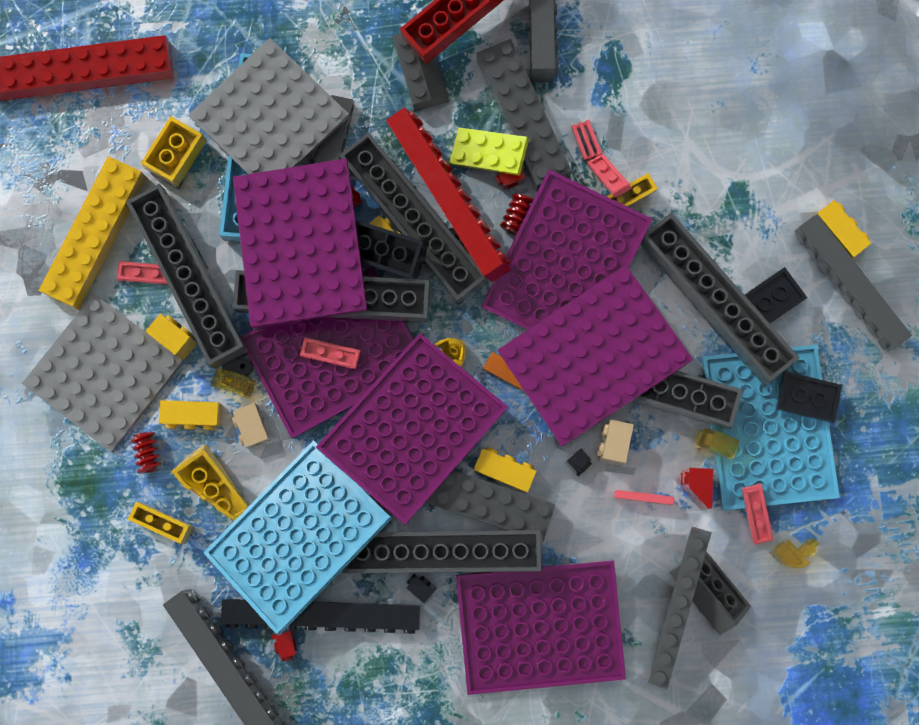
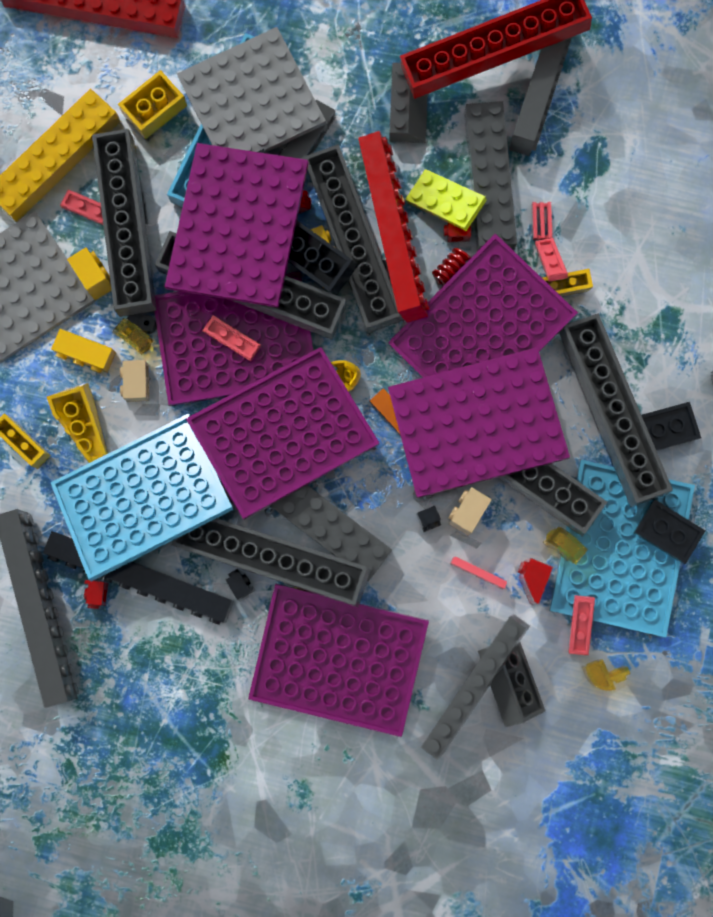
camera: 20 degrees right, 0 degrees up
(145, 452) = (29, 372): red piece -> none
(505, 469) = (357, 502): yellow brick -> none

